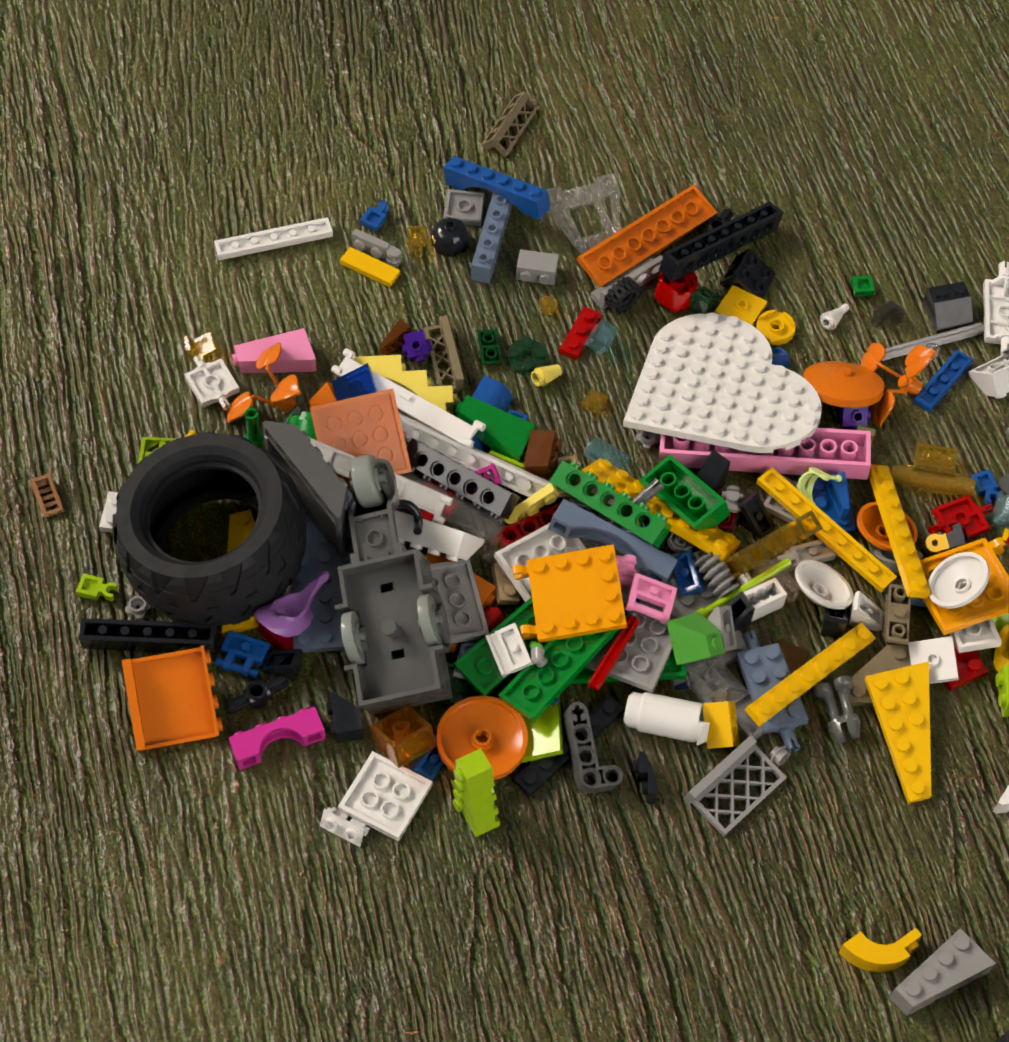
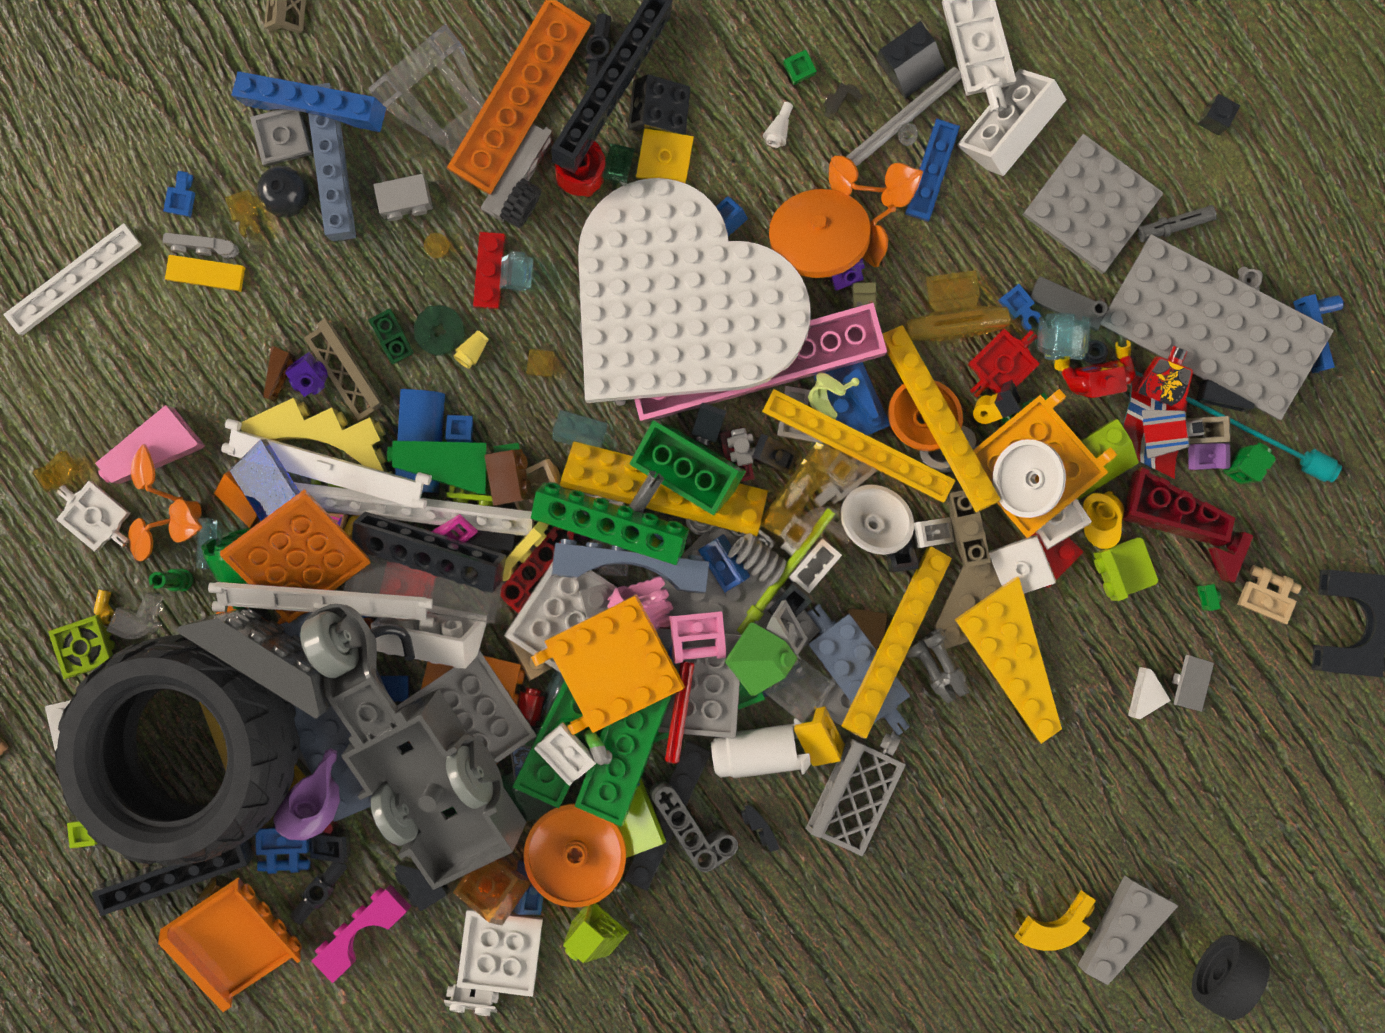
camera: 15 degrees left, 30 degrees up
(776, 327) = (711, 159): yellow plate -> none

